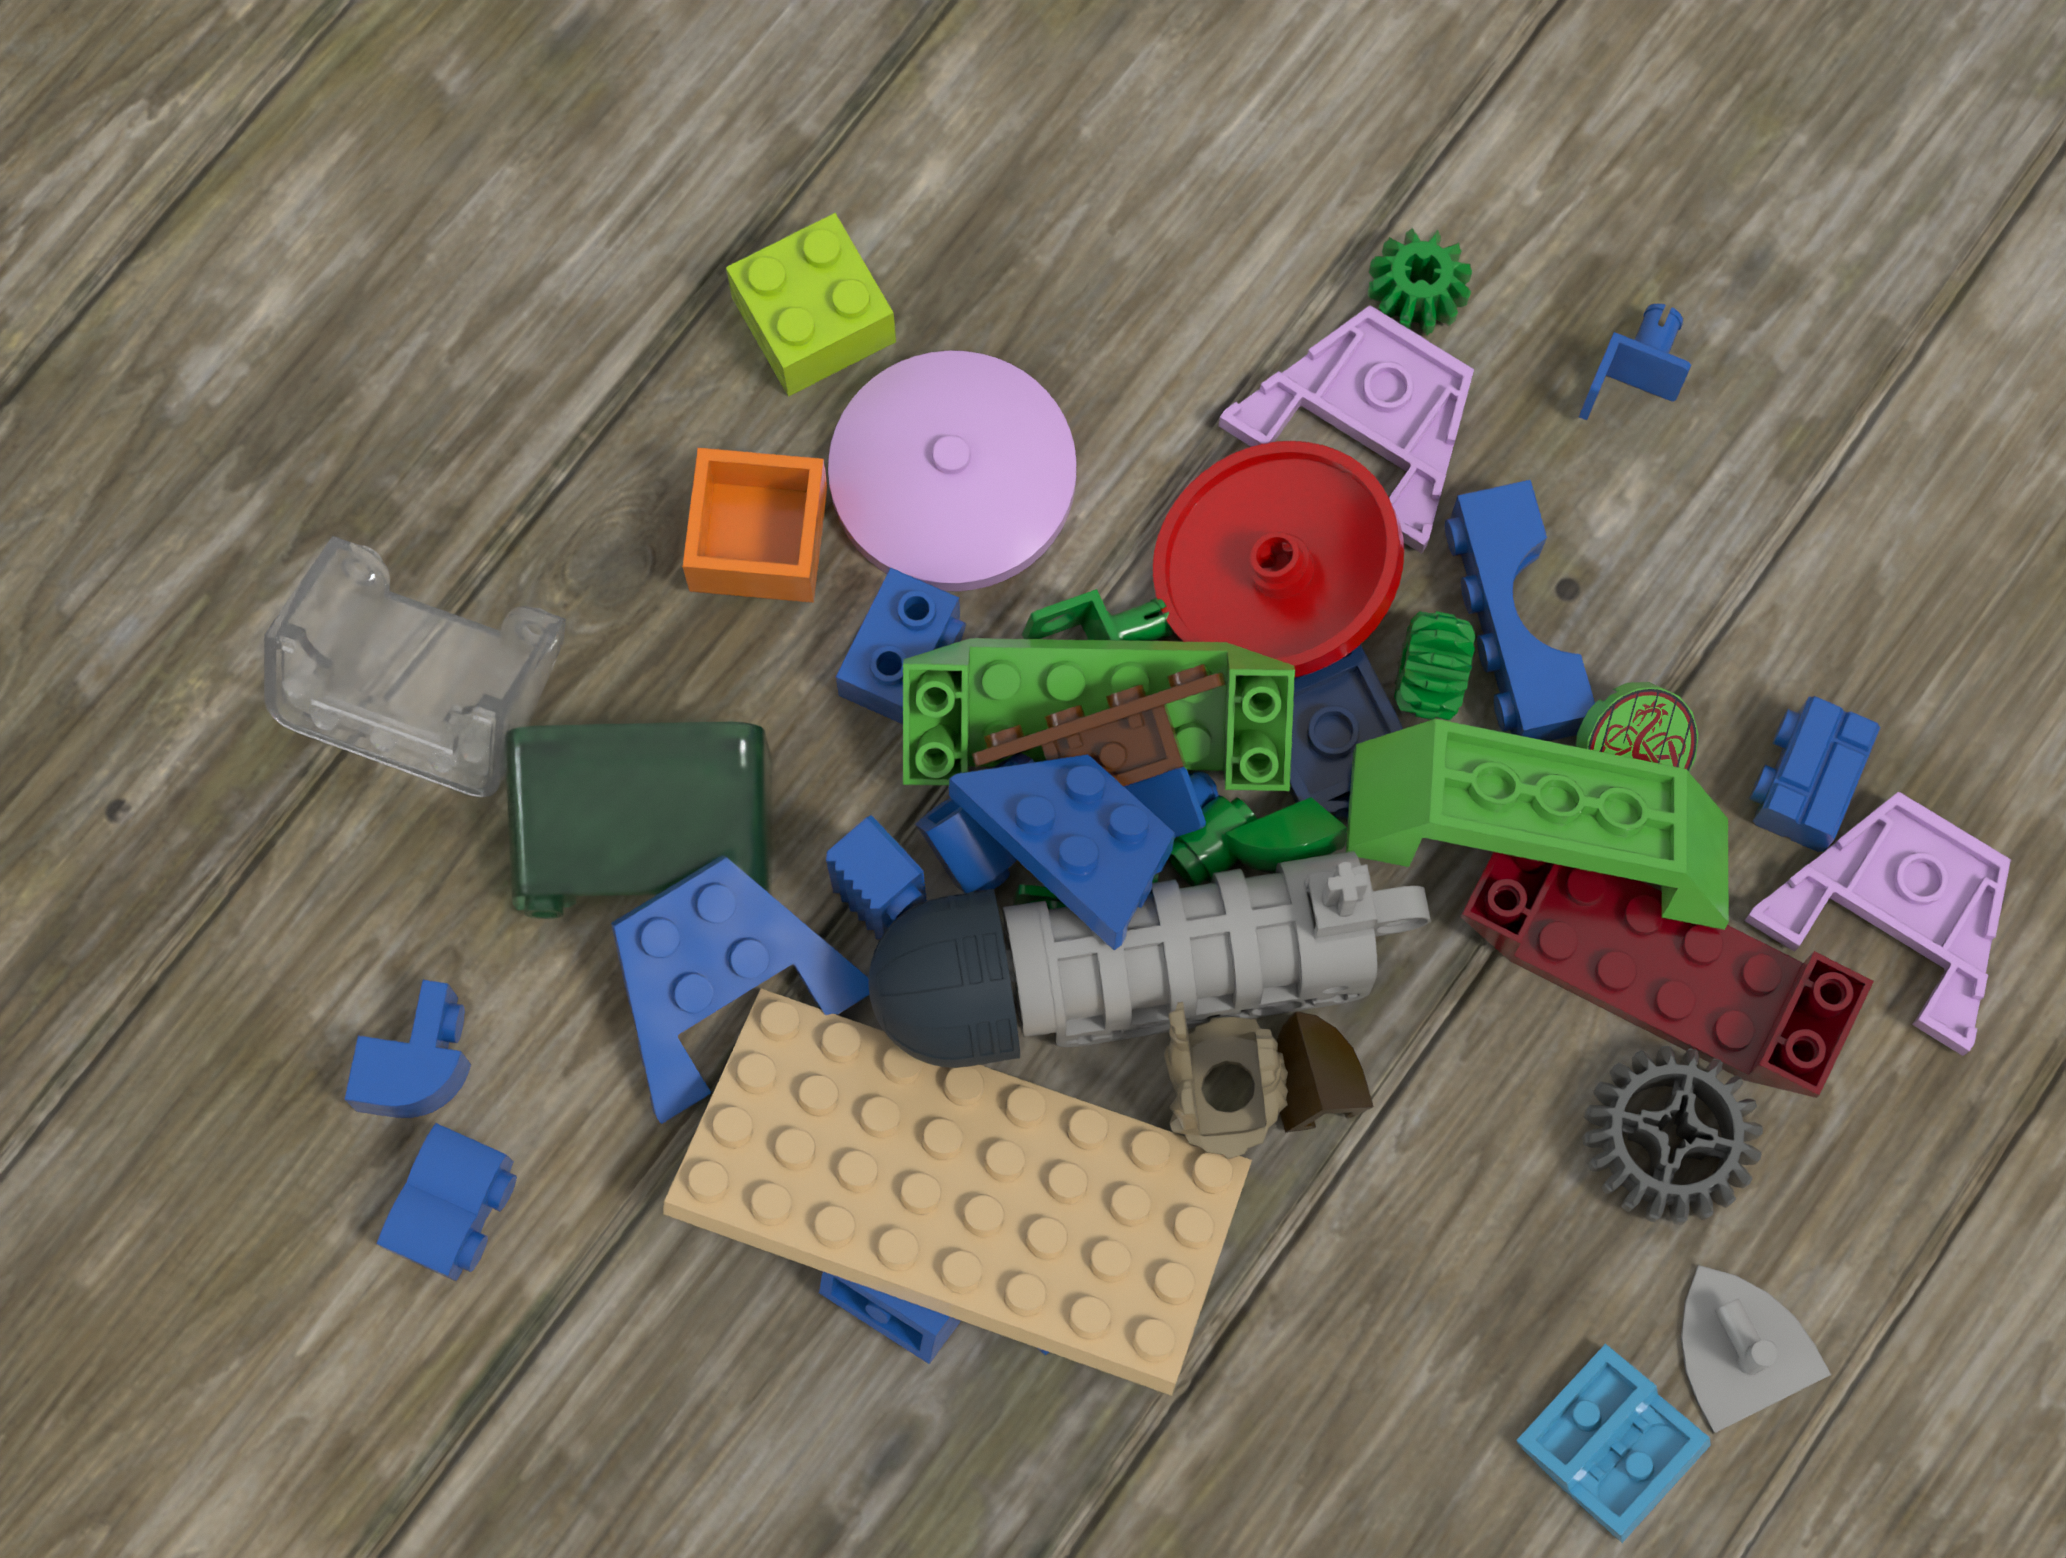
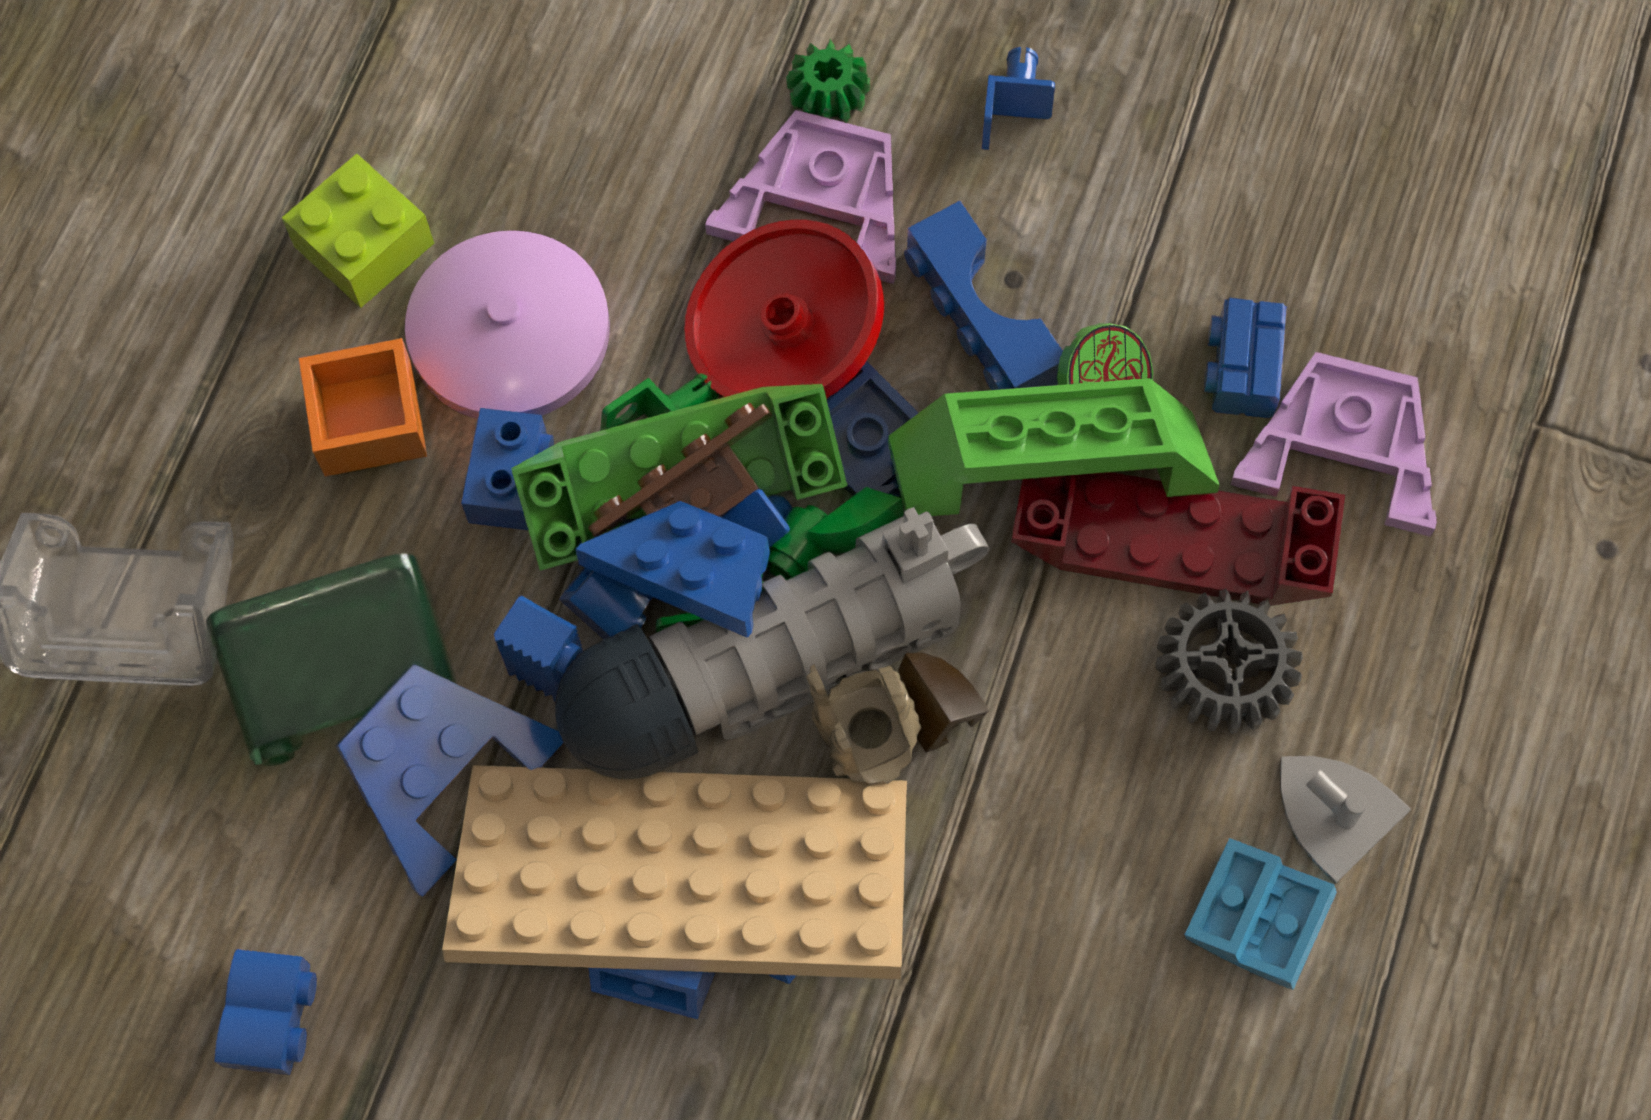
camera: 15 degrees left, 5 degrees down
(417, 1075) = (206, 920): blue brick -> none
(1434, 665) = (930, 359): green gear -> none

